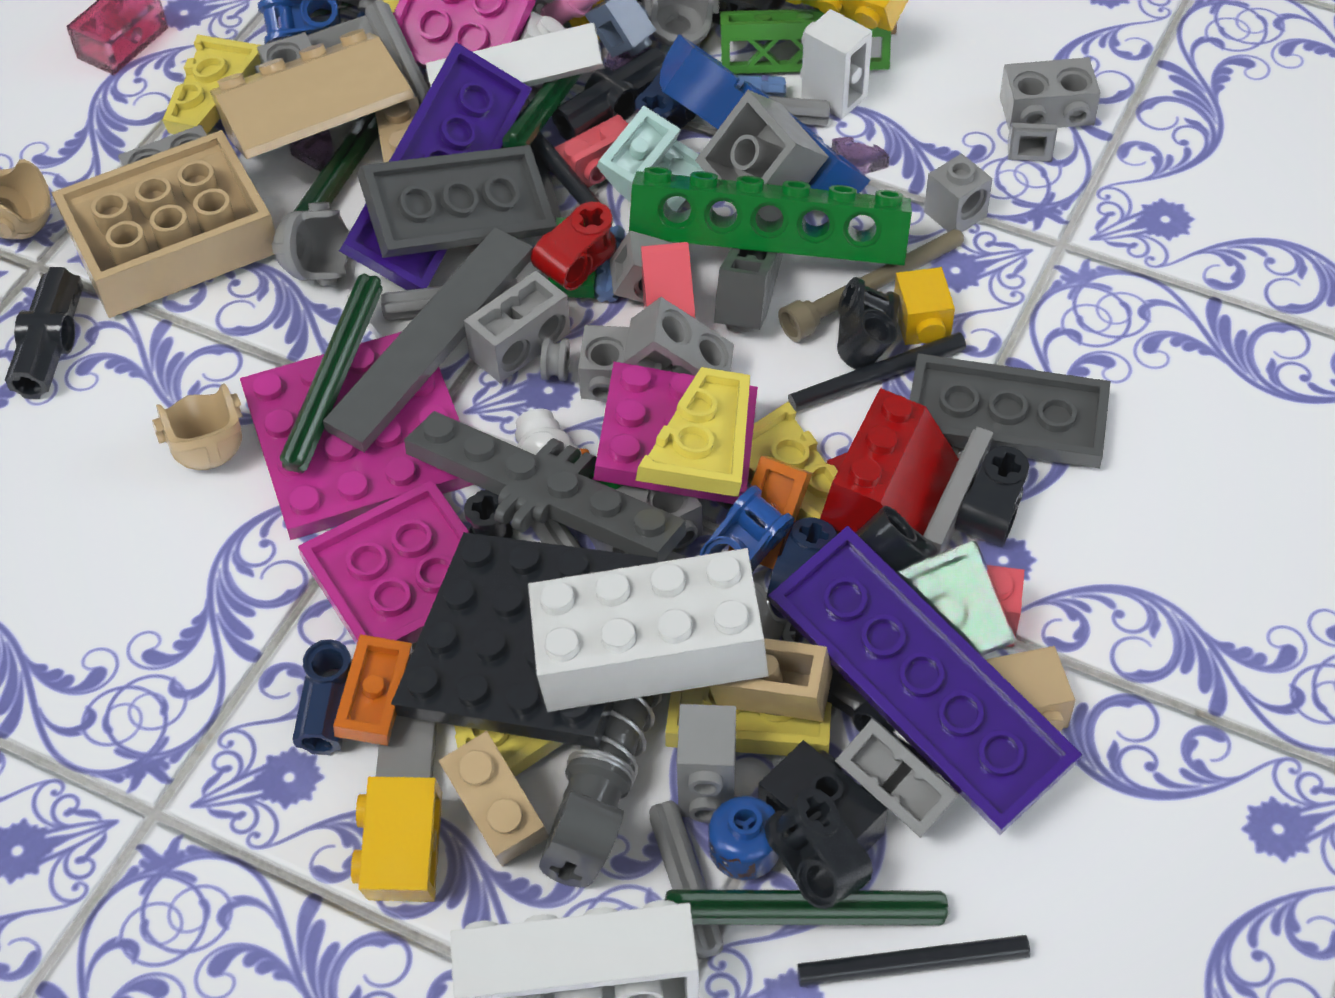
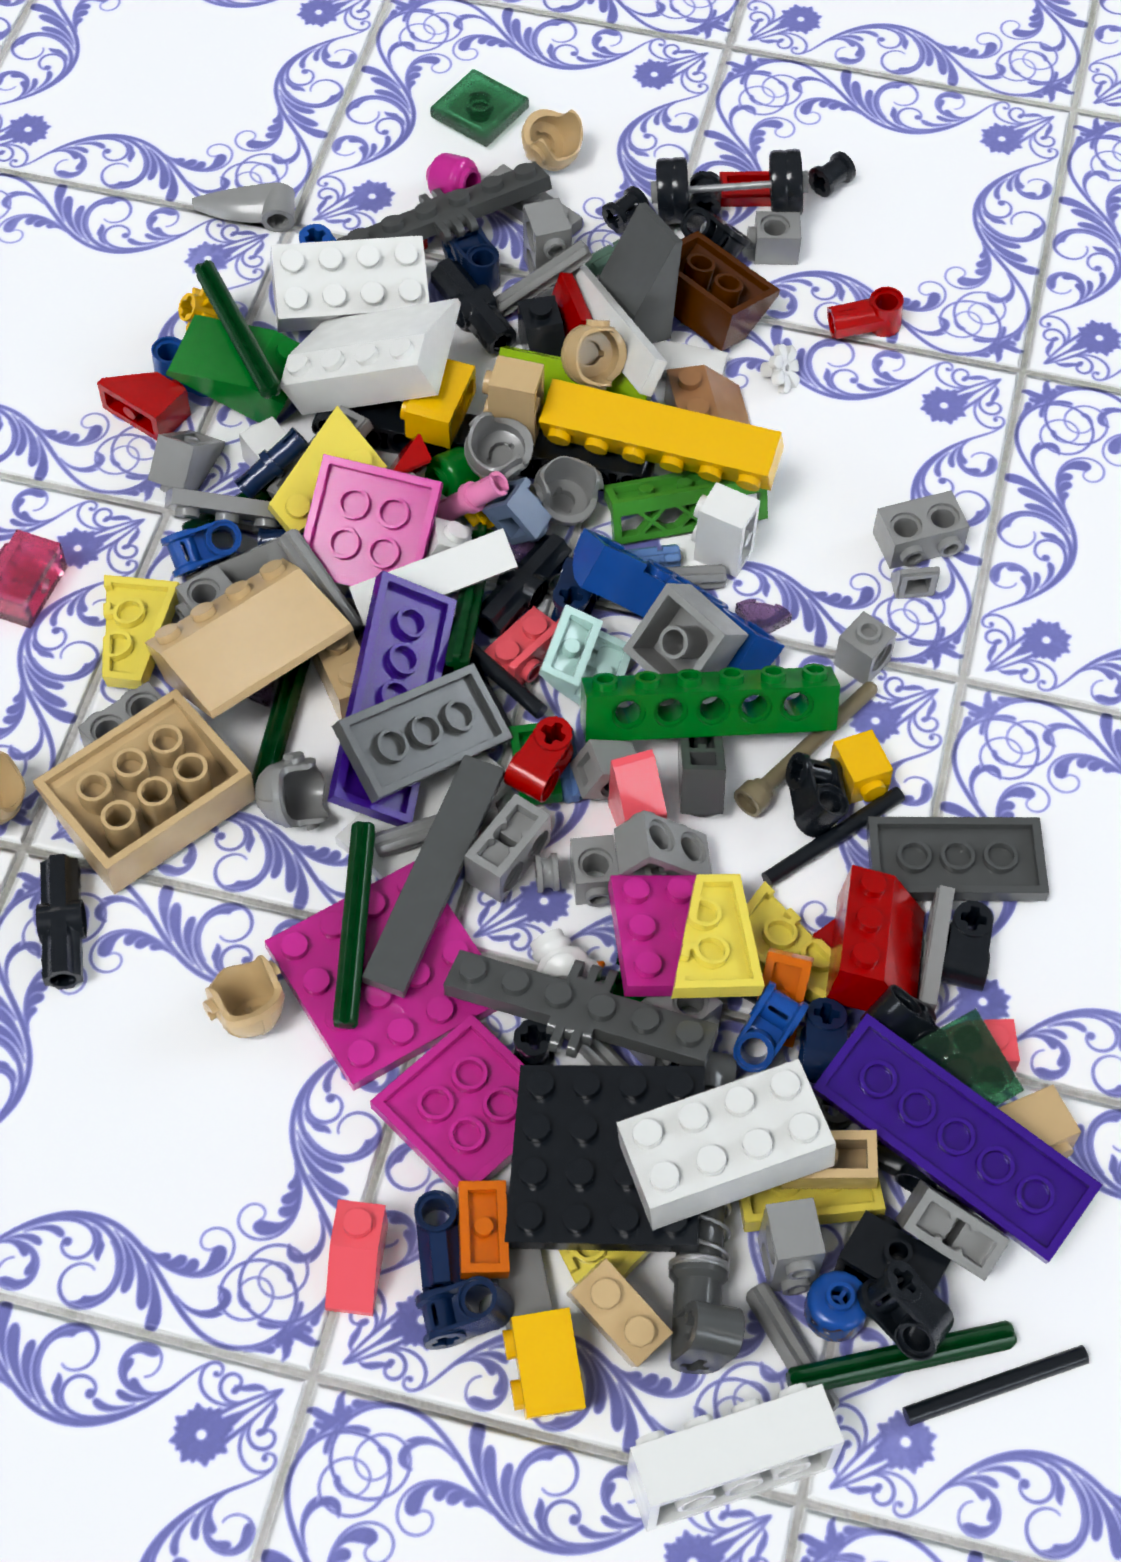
camera: 15 degrees left, 5 degrees up
(233, 695) = (356, 1257): none -> coral slope
(327, 770) = (454, 1315): none -> dark blue piece

